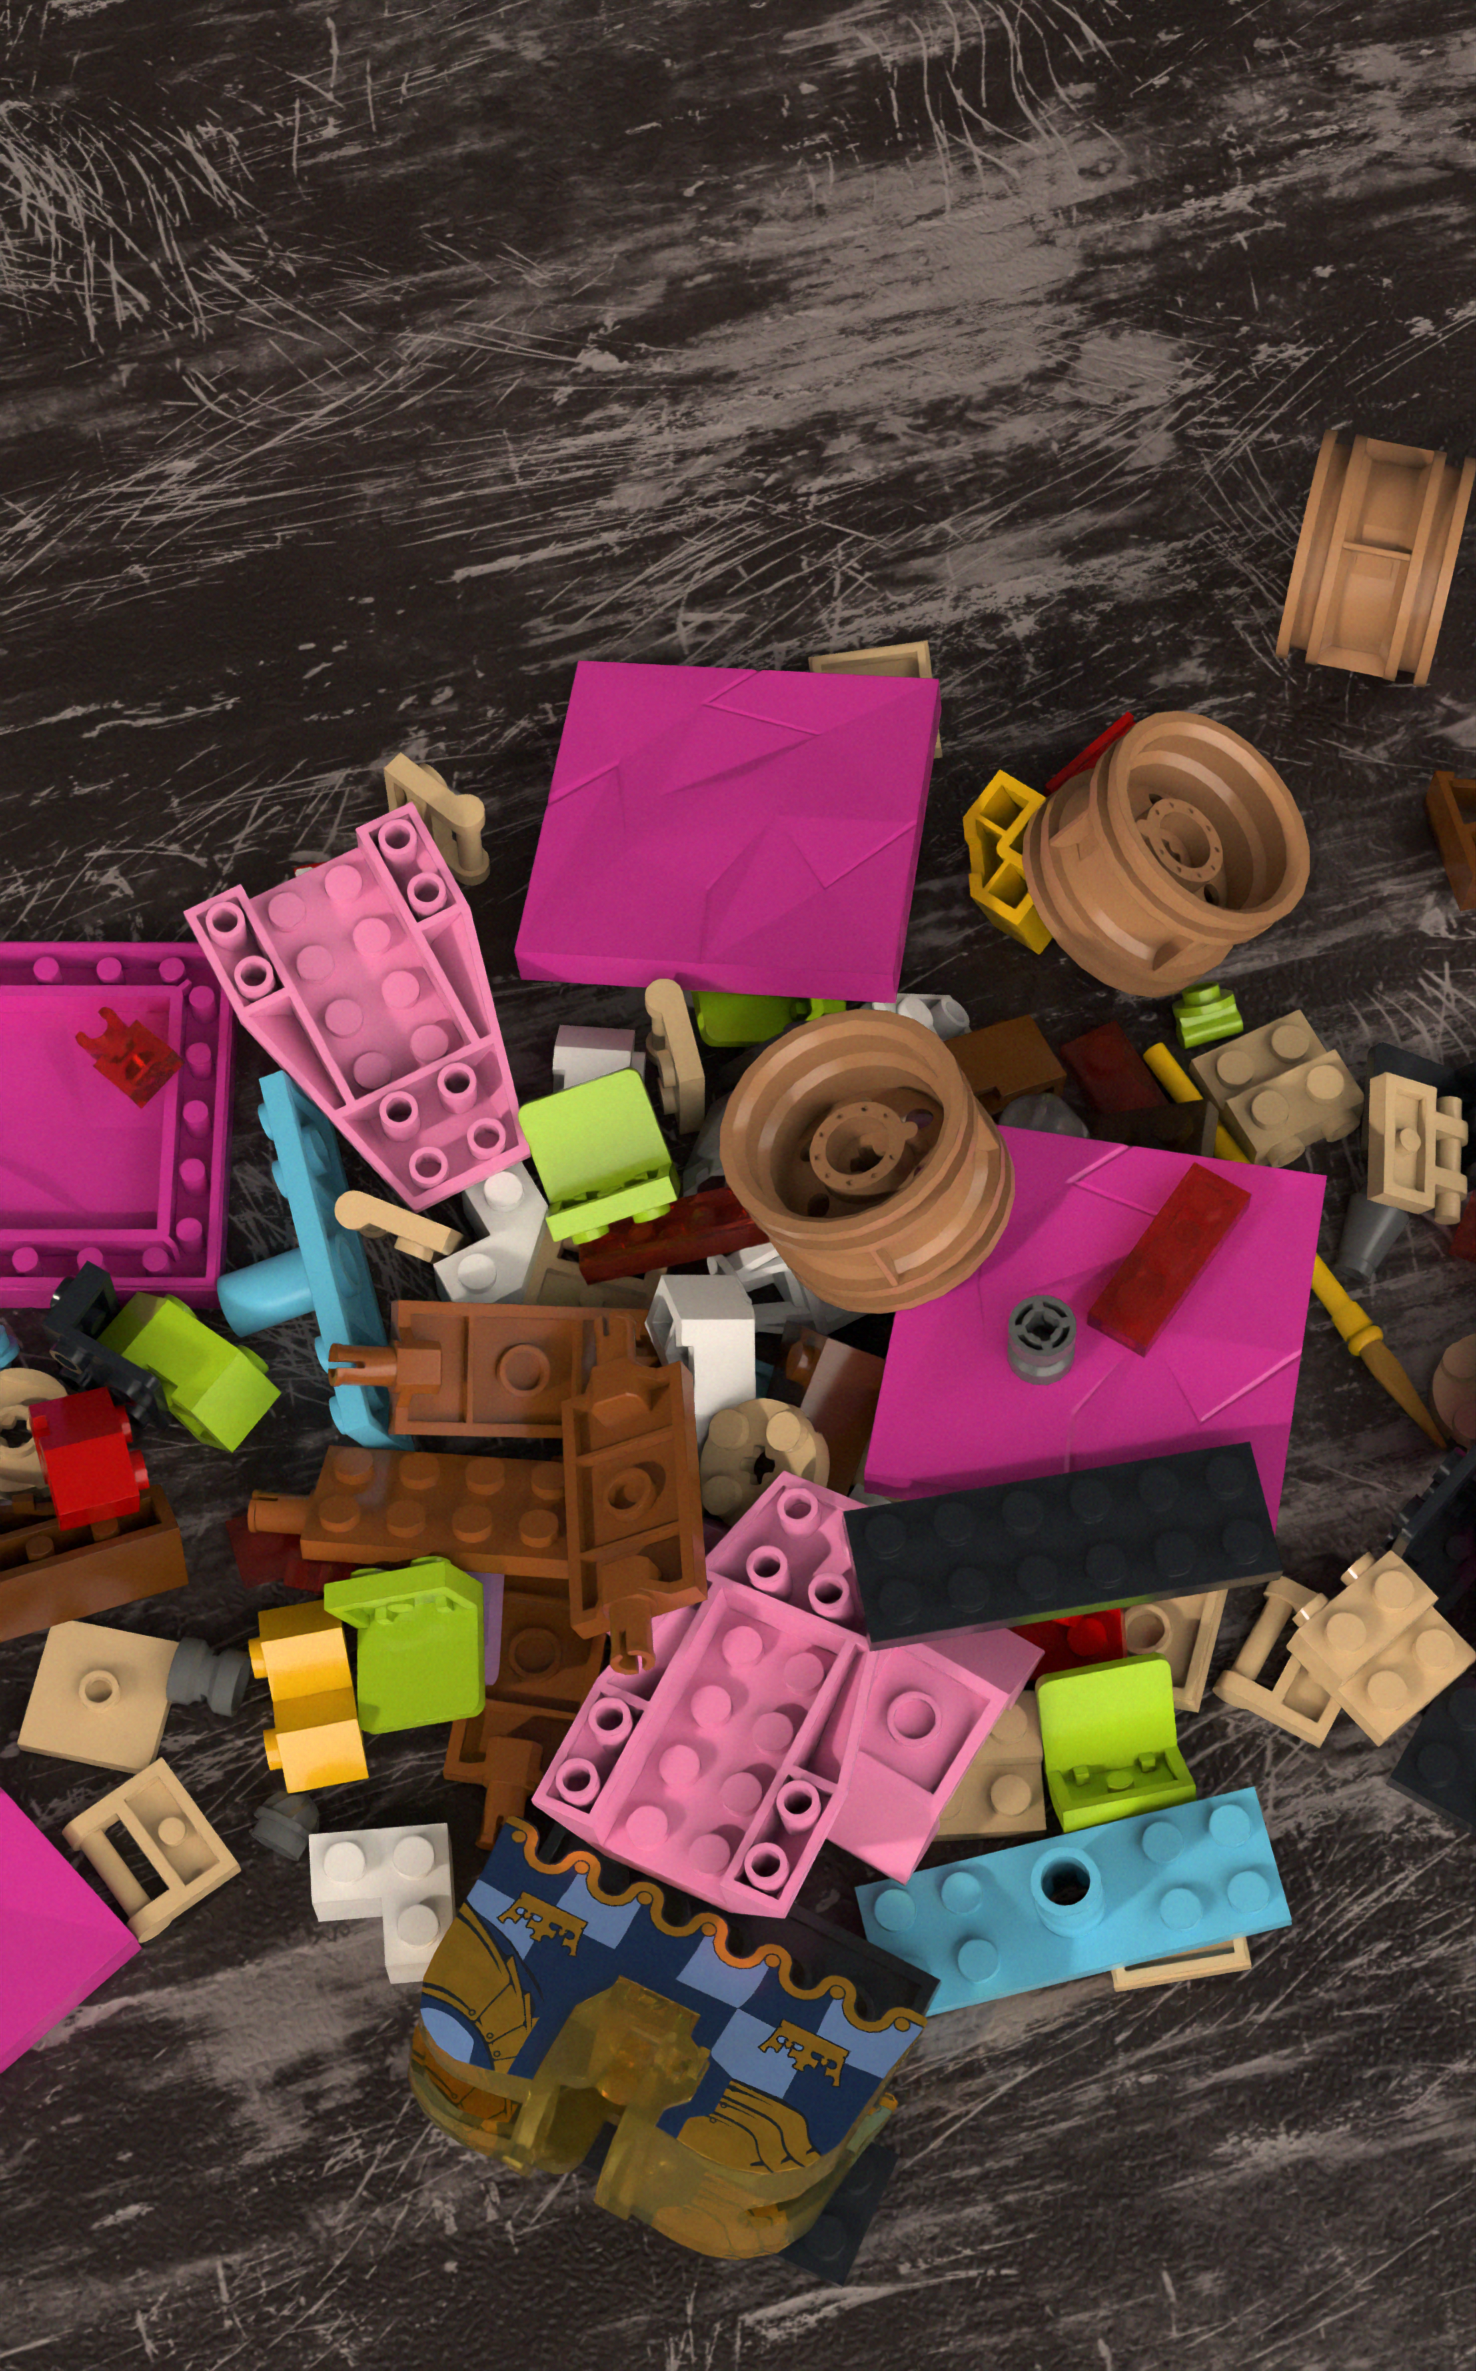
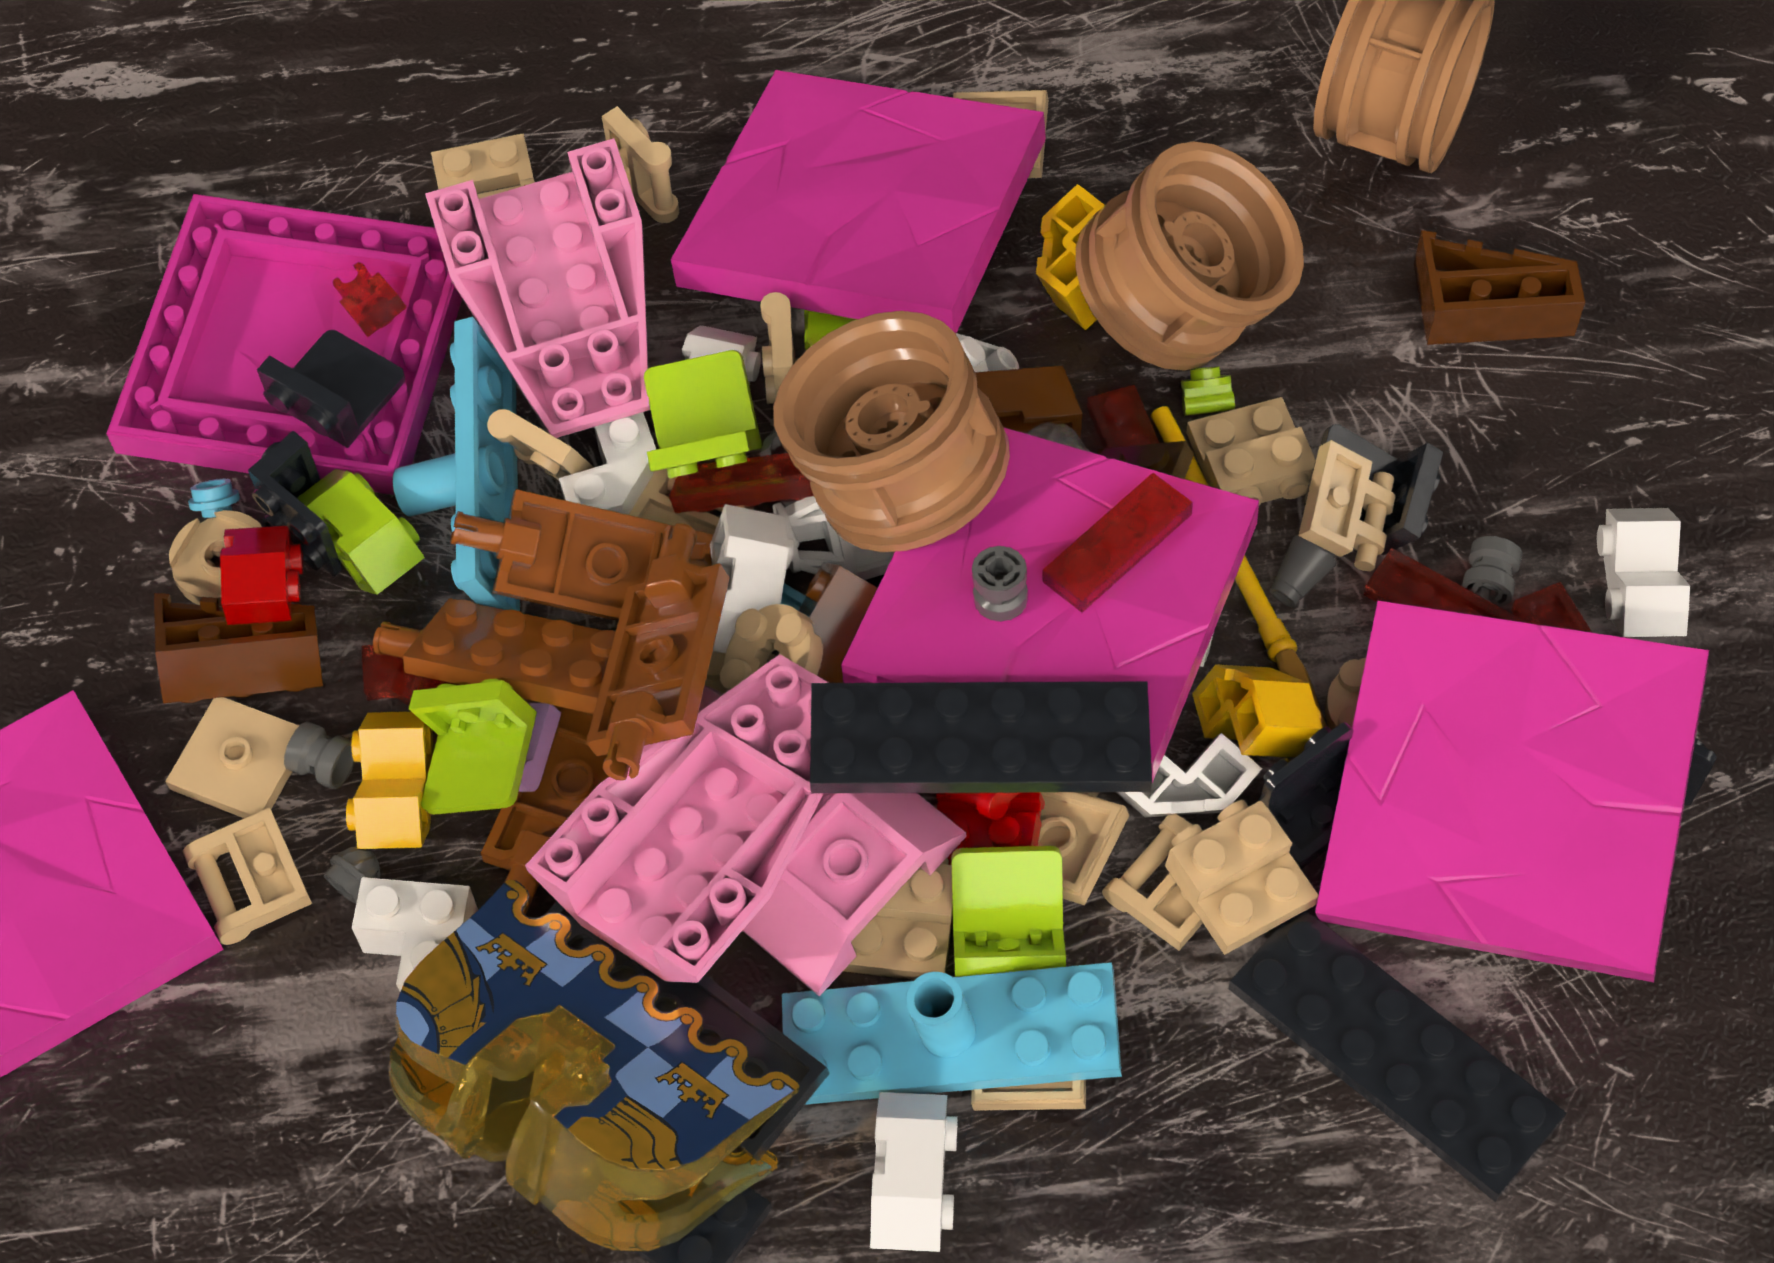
camera: 15 degrees right, 5 degrees down
(115, 1184) = (333, 386): none -> black bracket
(226, 845) = (488, 163): none -> tan plate
(1065, 2088) = (909, 1172): none -> white brick
(1323, 1527) = (1204, 788): none -> white brick
(1370, 1427) = (1257, 708): none -> yellow brick

